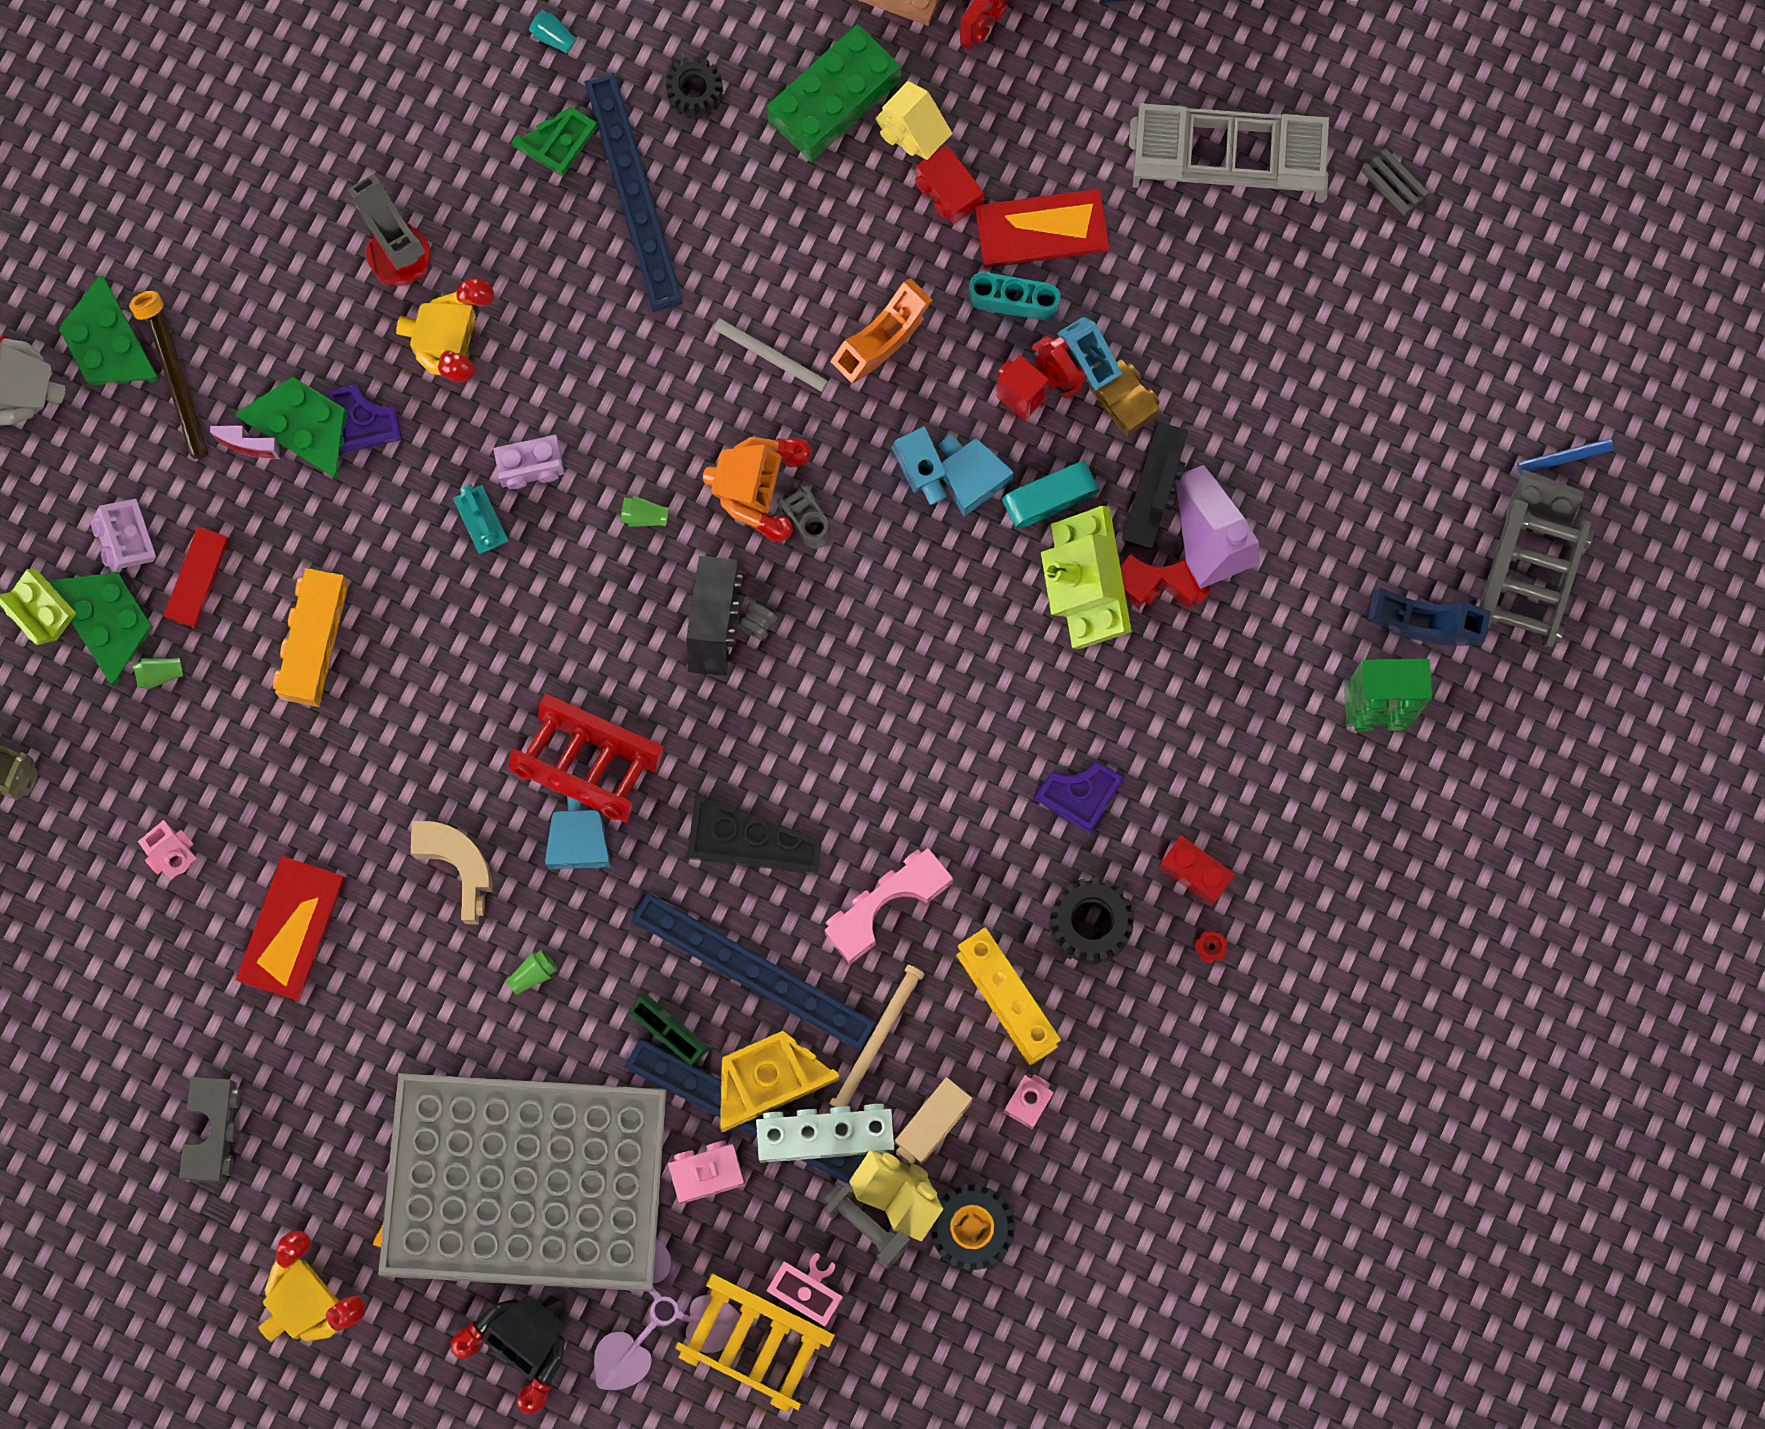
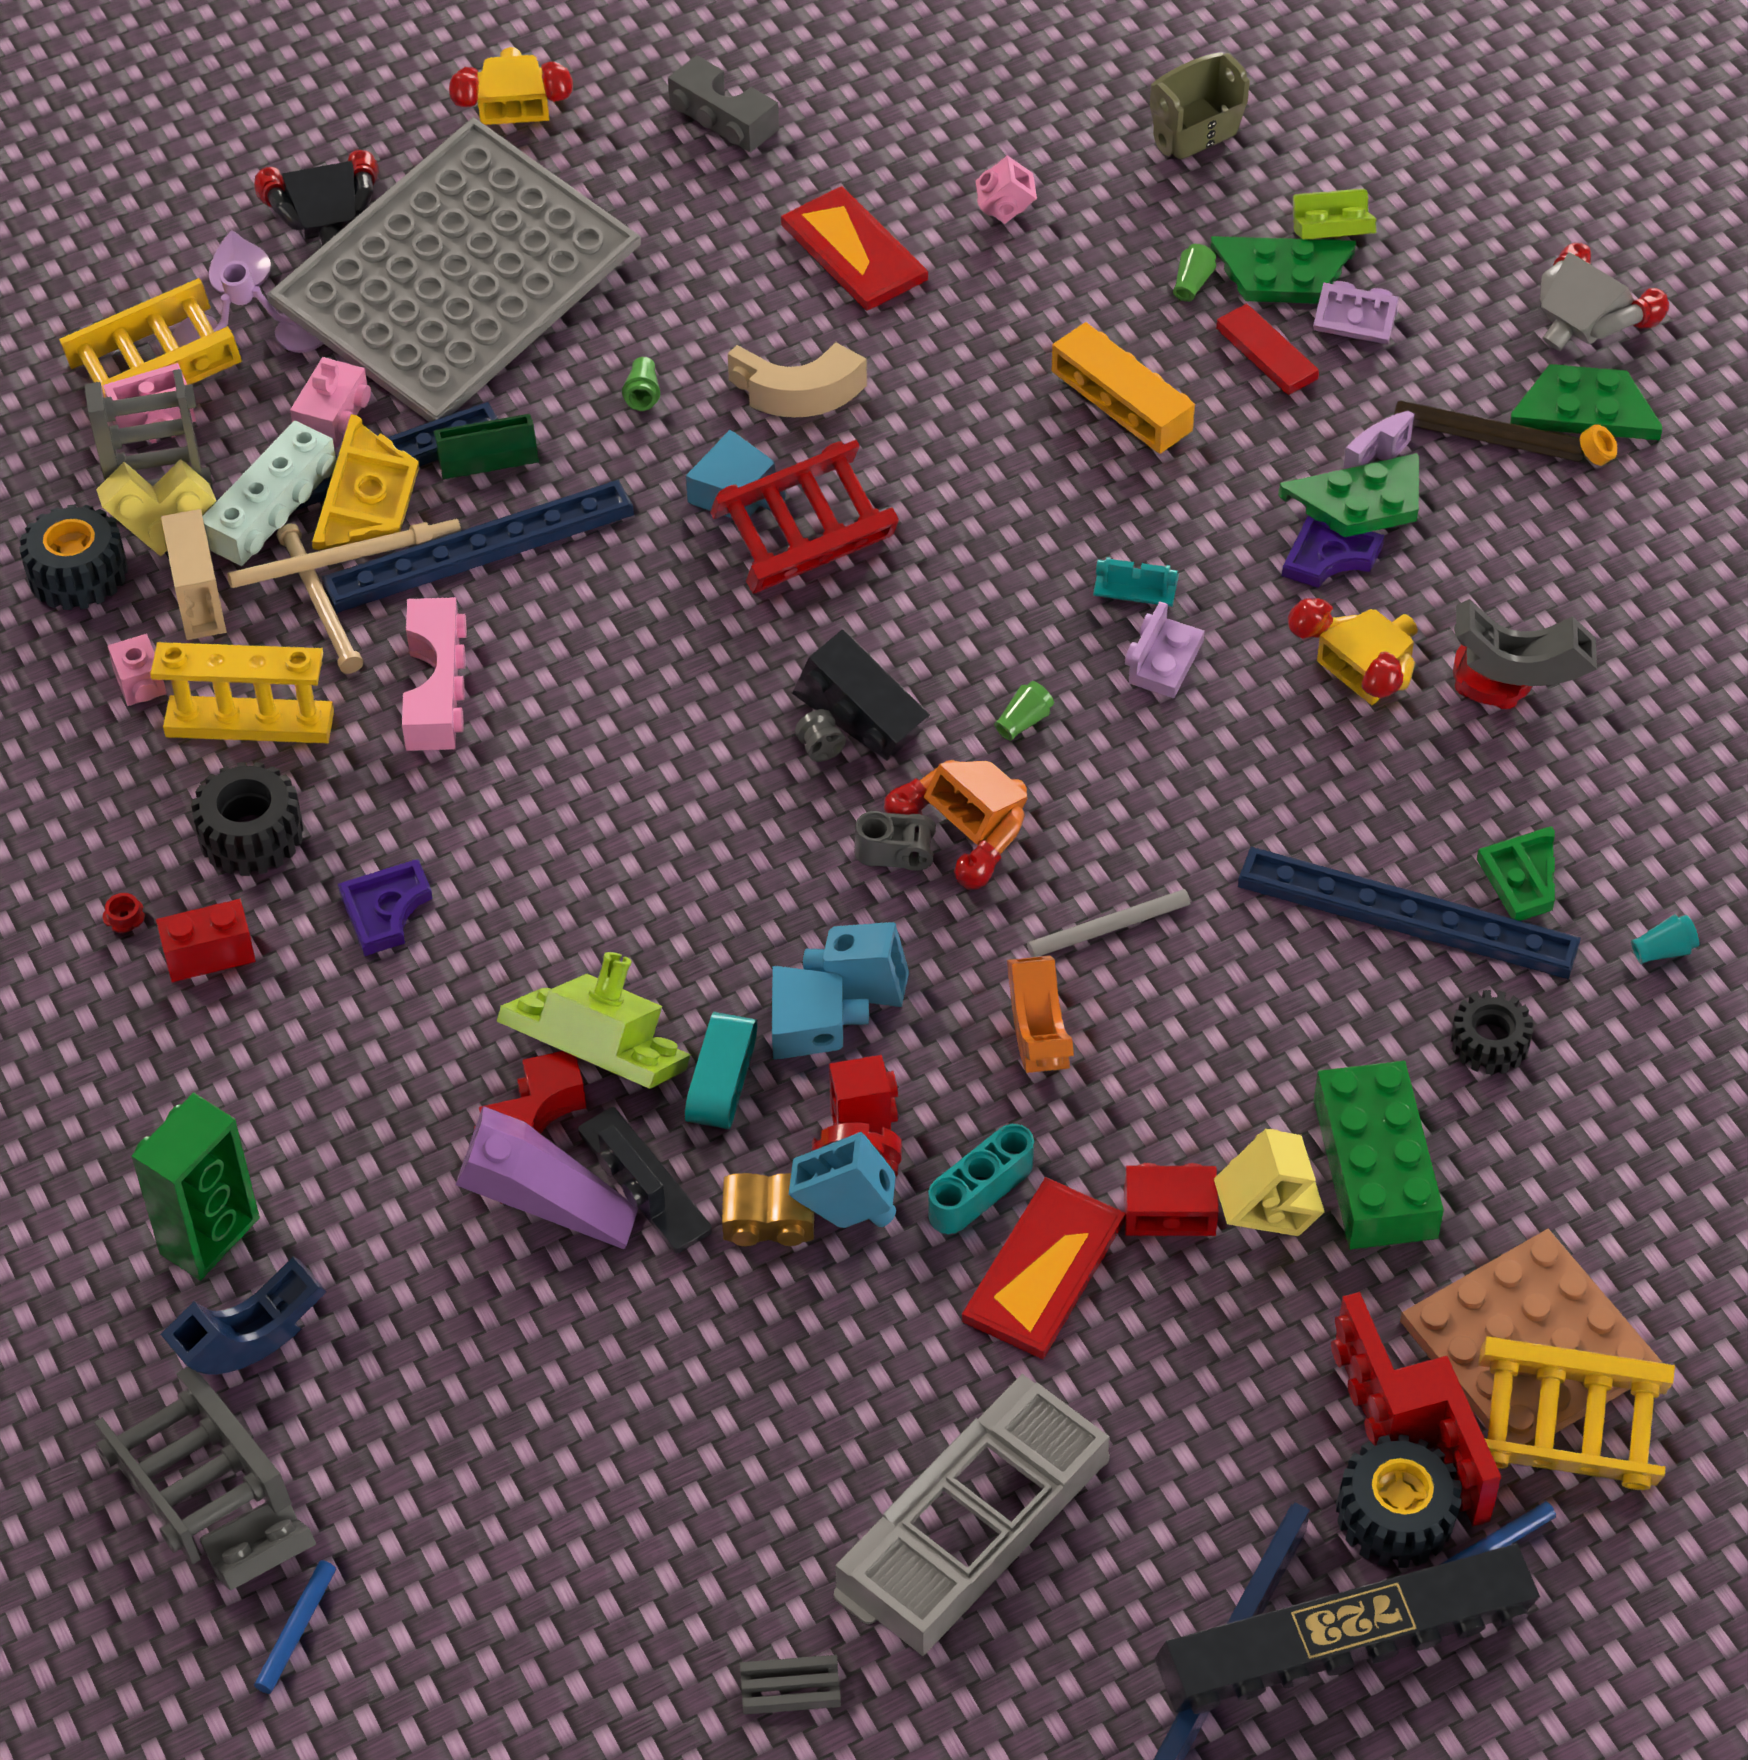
camera: 125 degrees right, 25 degrees down
(738, 838) = (608, 604): black wing -> none
(777, 1016) = (416, 535): none -> tan bar

